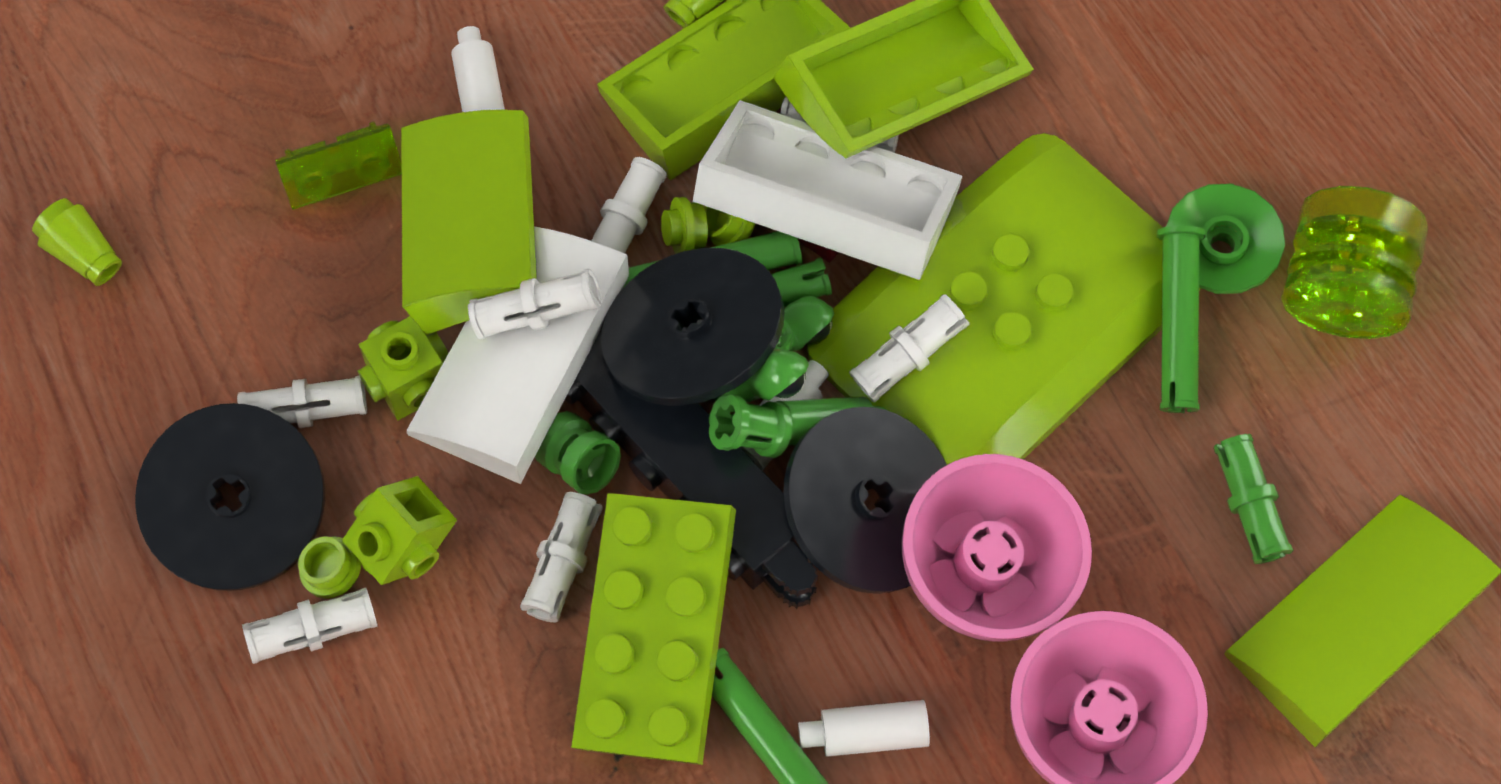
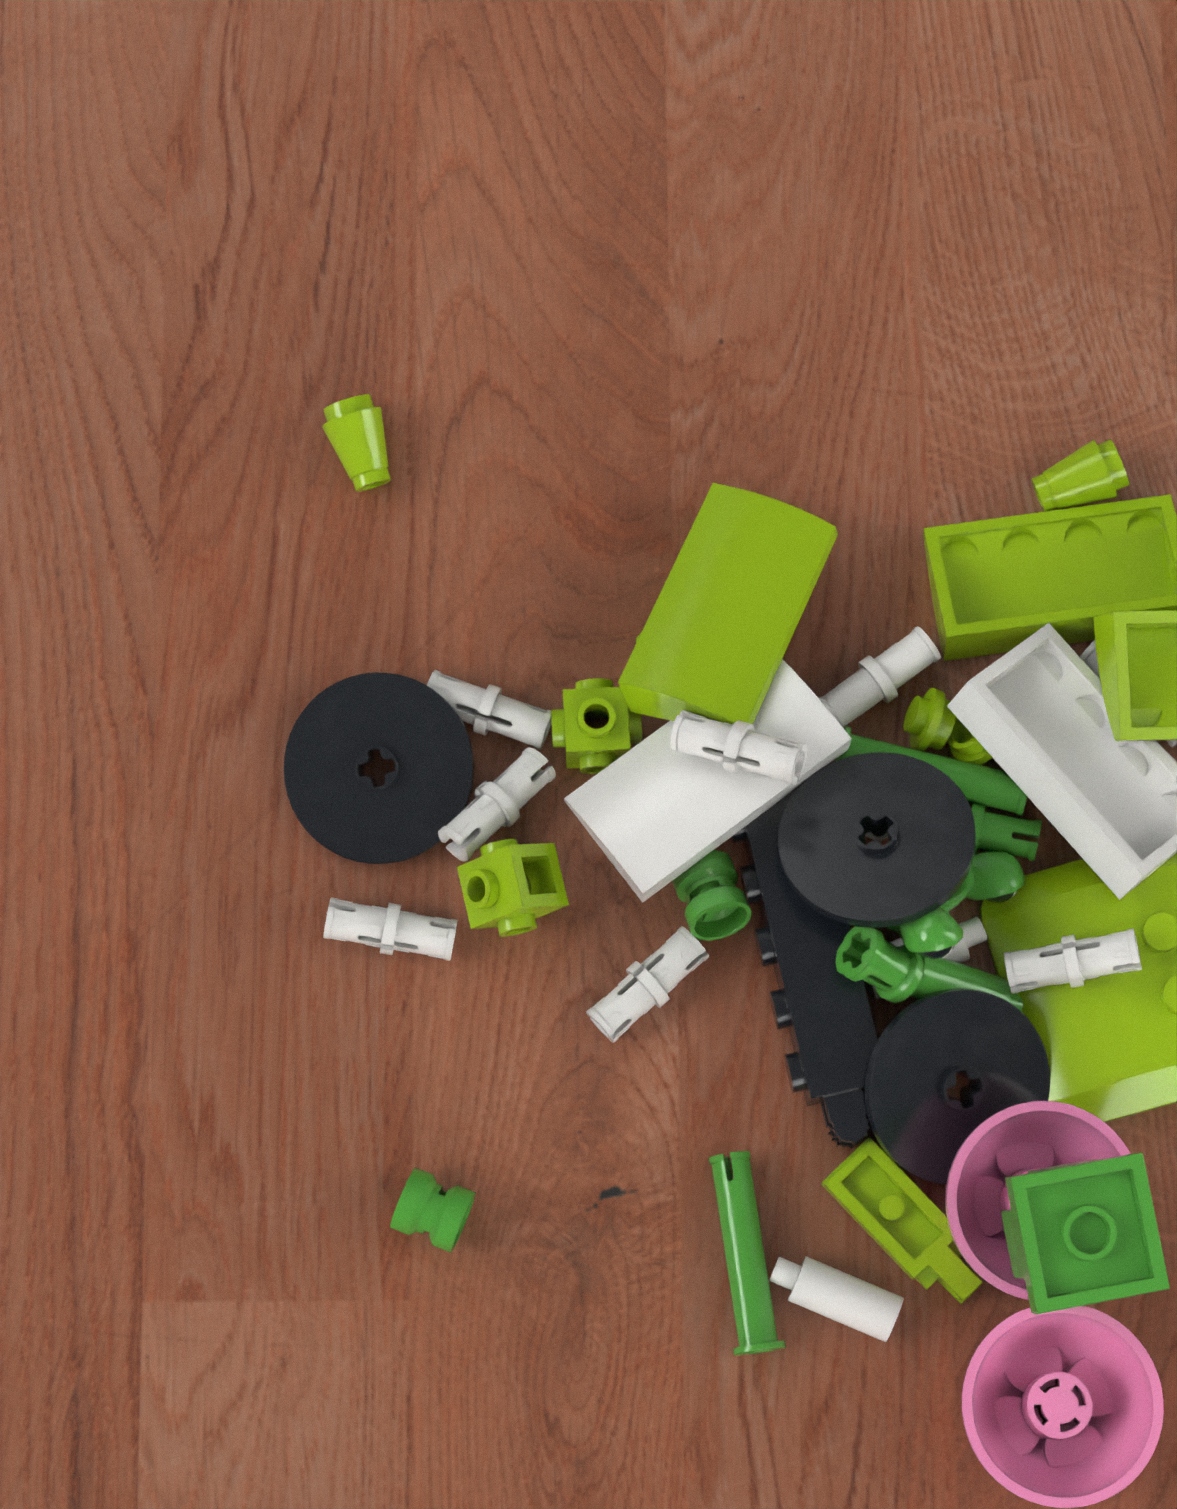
camera: 30 degrees right, 10 degrees up
(328, 567) = (433, 883): lime plate -> none
(340, 167) = (610, 482): clear neon green hinge -> none
(350, 473) = (496, 804): none -> white pin
(476, 72) = (813, 461): white cylinder -> none
(654, 628) = (694, 1102): lime plate -> none
(887, 637) = (900, 1219): none -> lime hinge
(1045, 544) = (1084, 1233): none -> bright green panel

